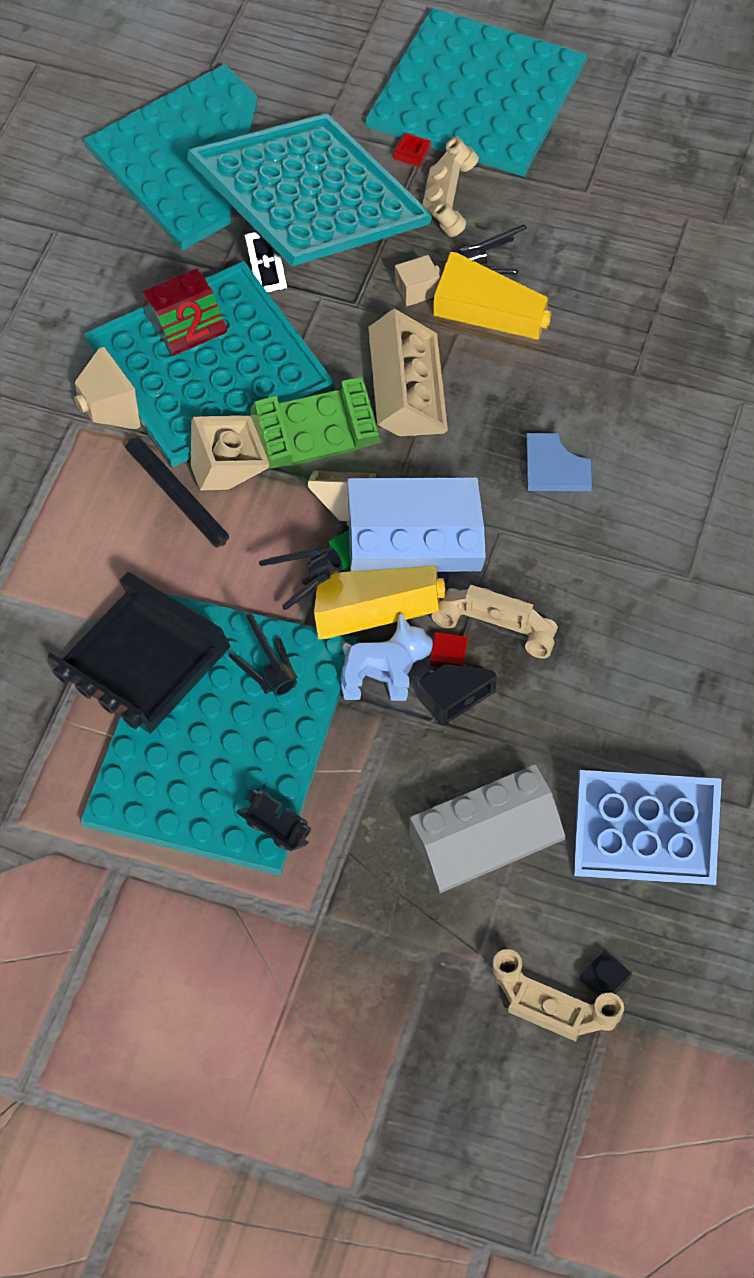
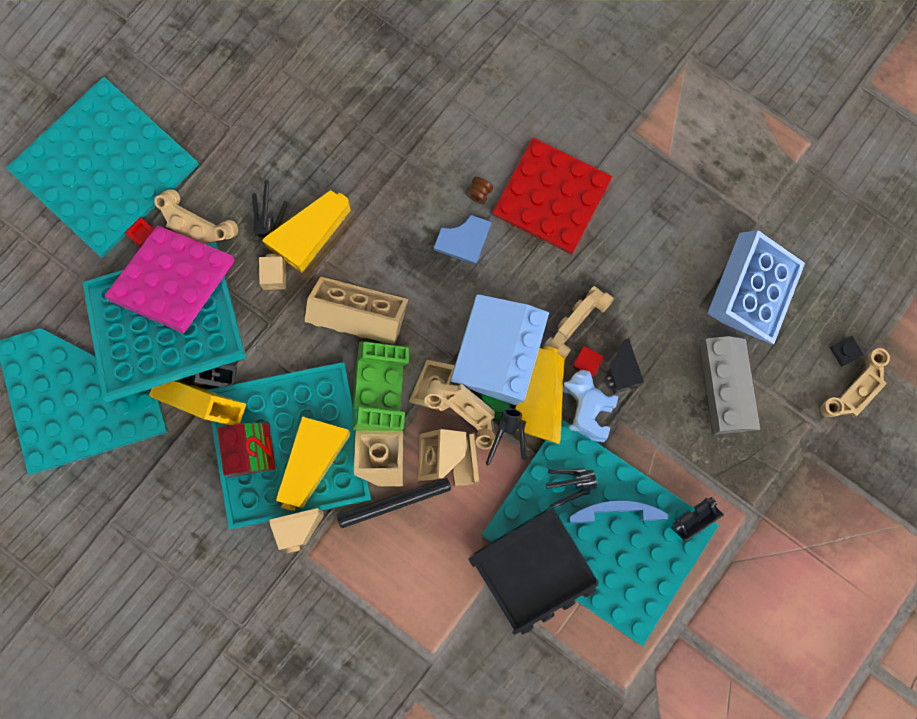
camera: 75 degrees left, 20 degrees up
(192, 378) = (310, 459): none -> yellow slope
(224, 251) = (199, 402): none -> yellow slope
(236, 693) = (646, 512): none -> medium blue slope
(245, 554) = (467, 469): none -> tan panel
(257, 511) = (440, 453): none -> tan slope
(325, 507) = (467, 406): none -> tan plate
(363, 180) = (170, 279): none -> dark pink plate
(628, 457) = (479, 190): none -> reddish brown wheel
(664, 546) = (552, 196): none -> red plate

